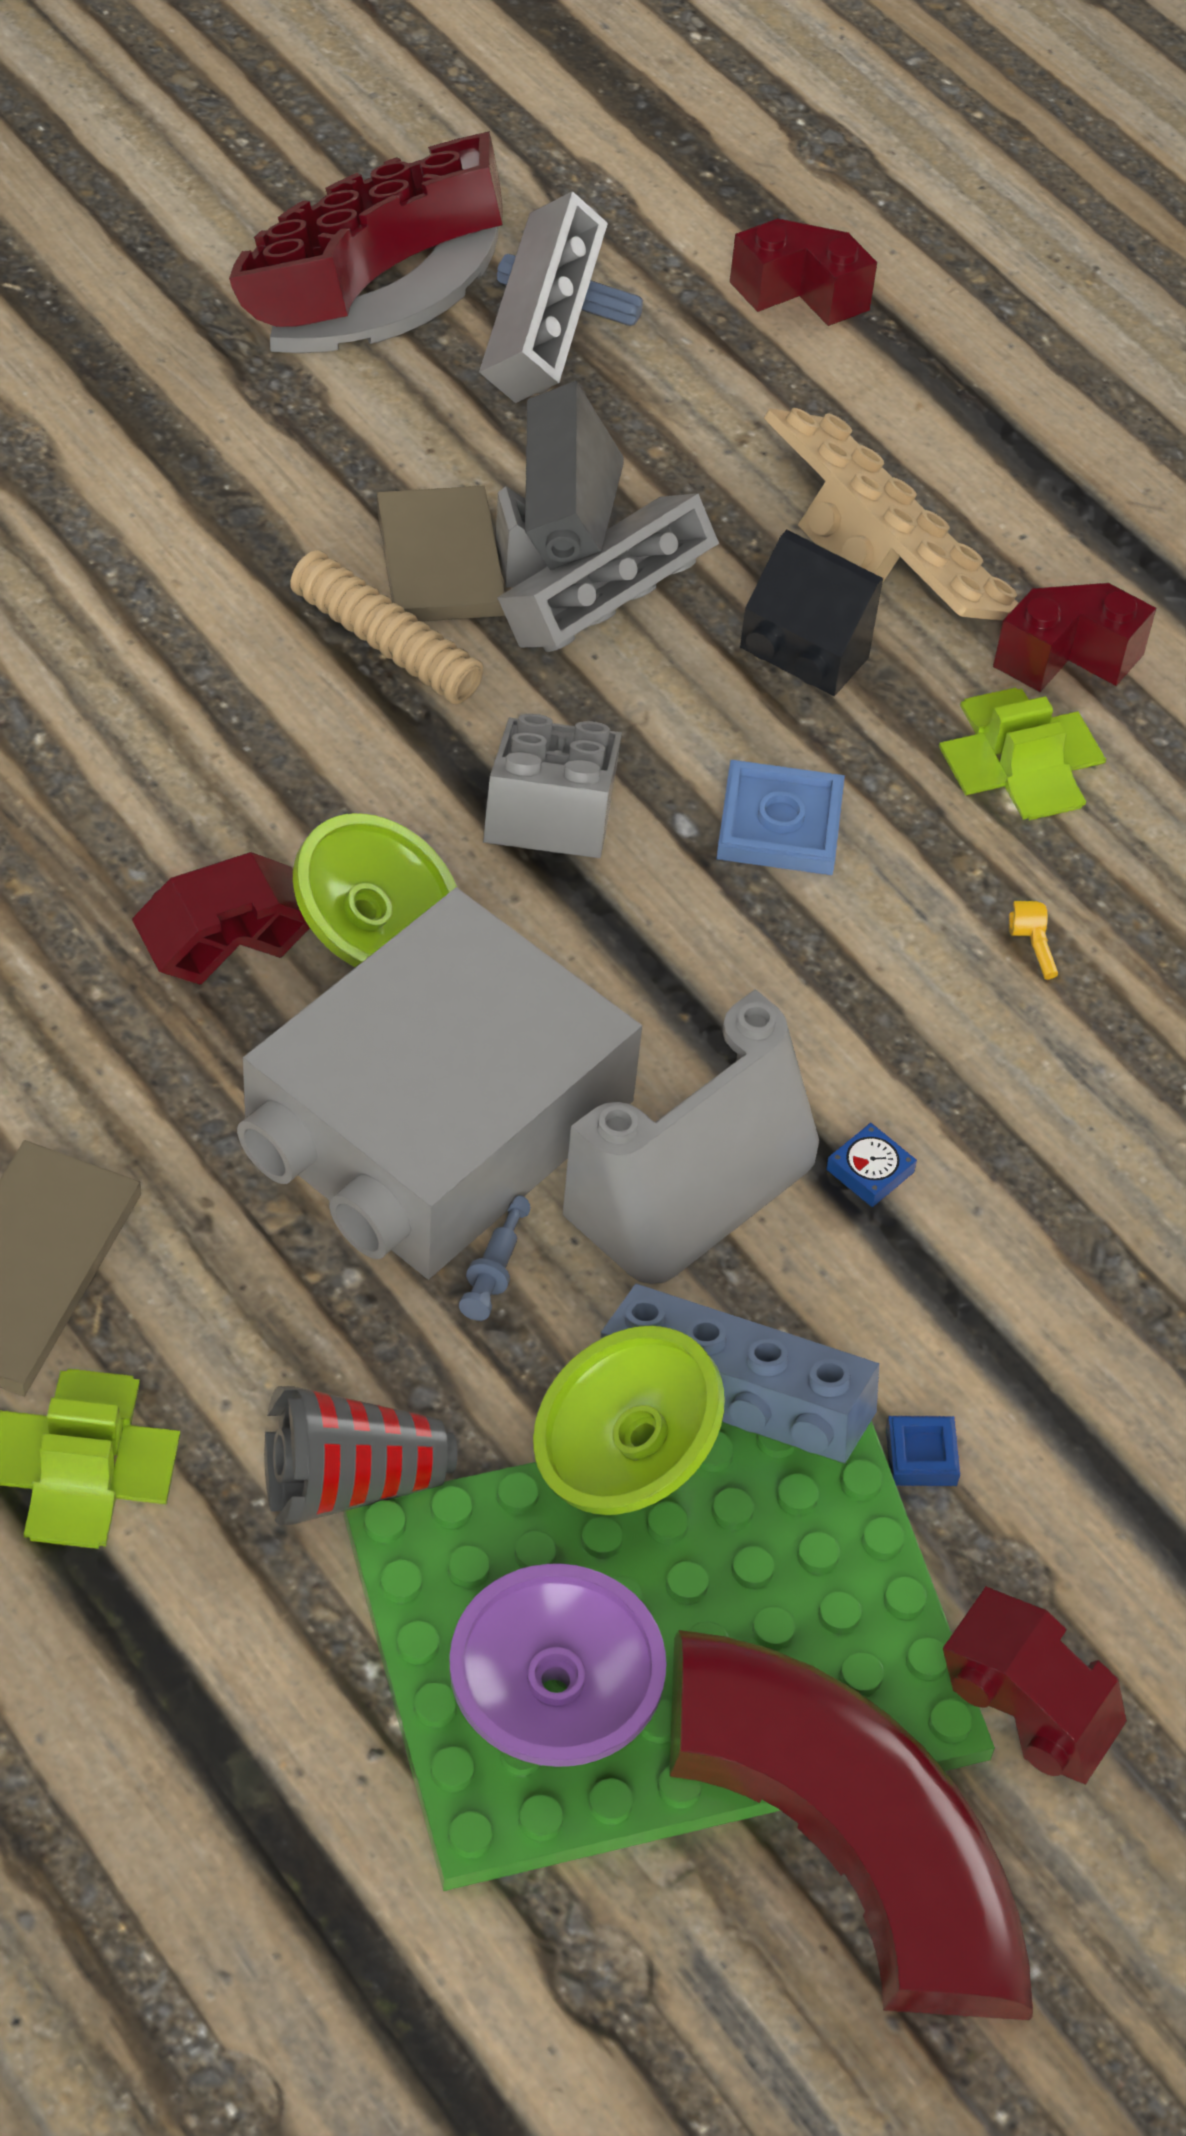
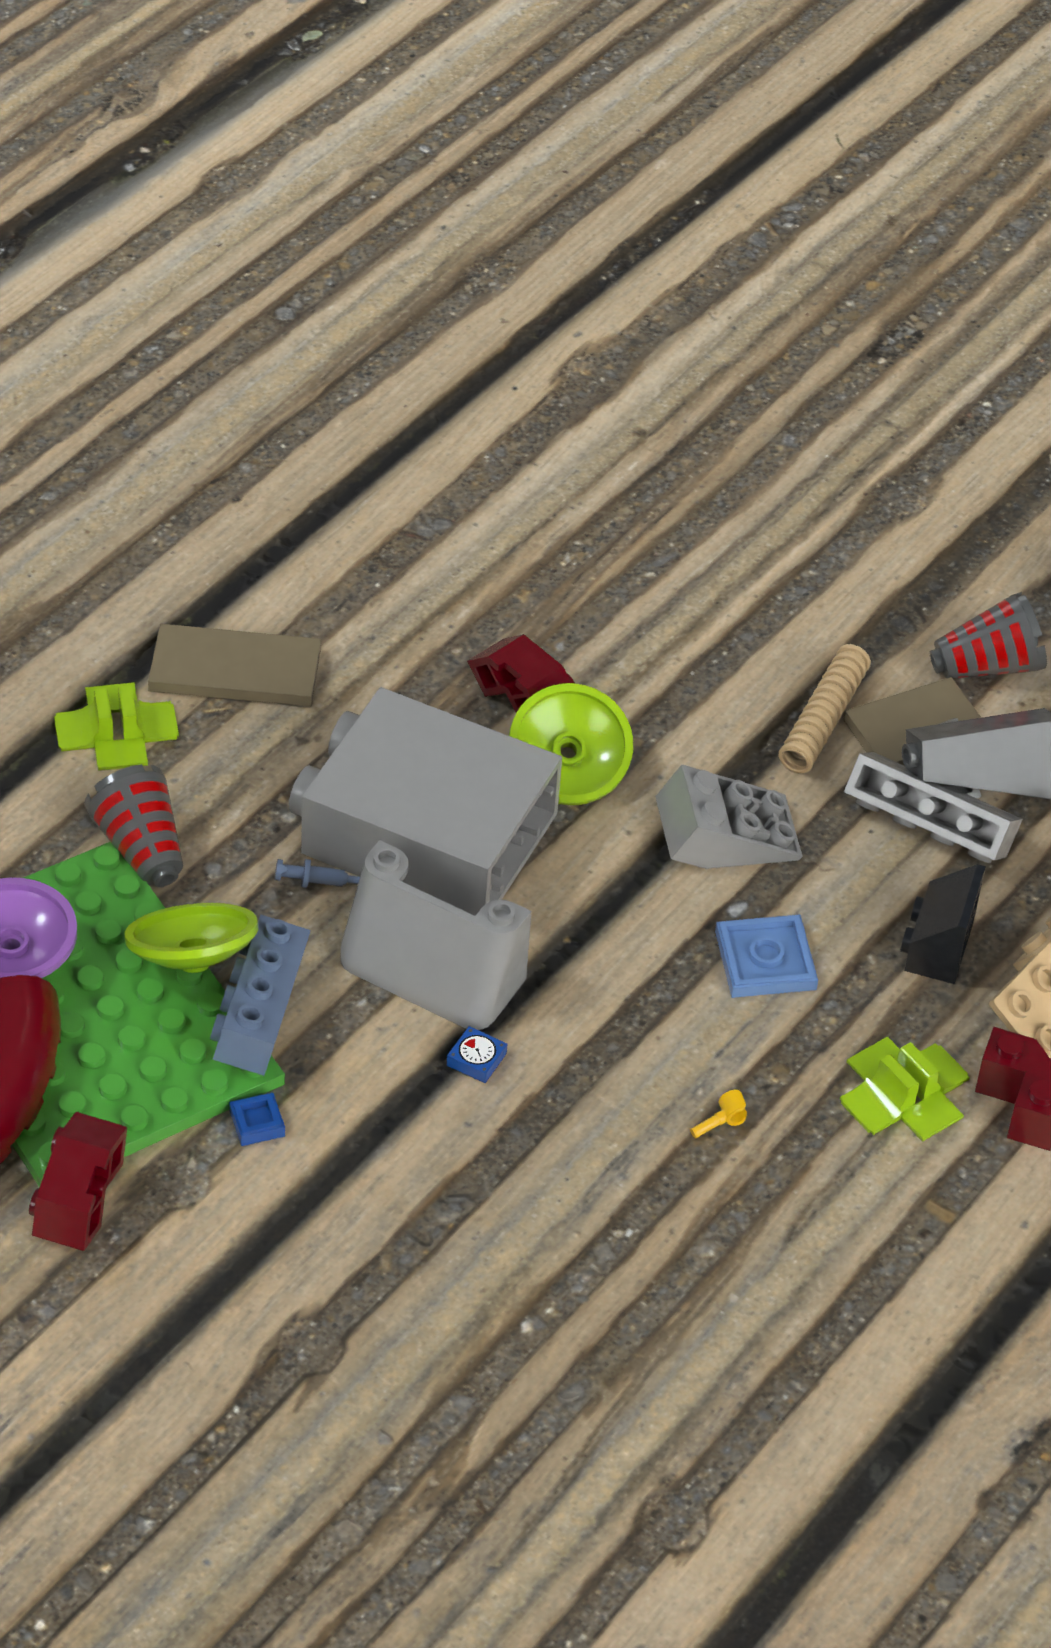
camera: 75 degrees right, 5 degrees down
(351, 421) = (992, 643): none -> dark grey cone

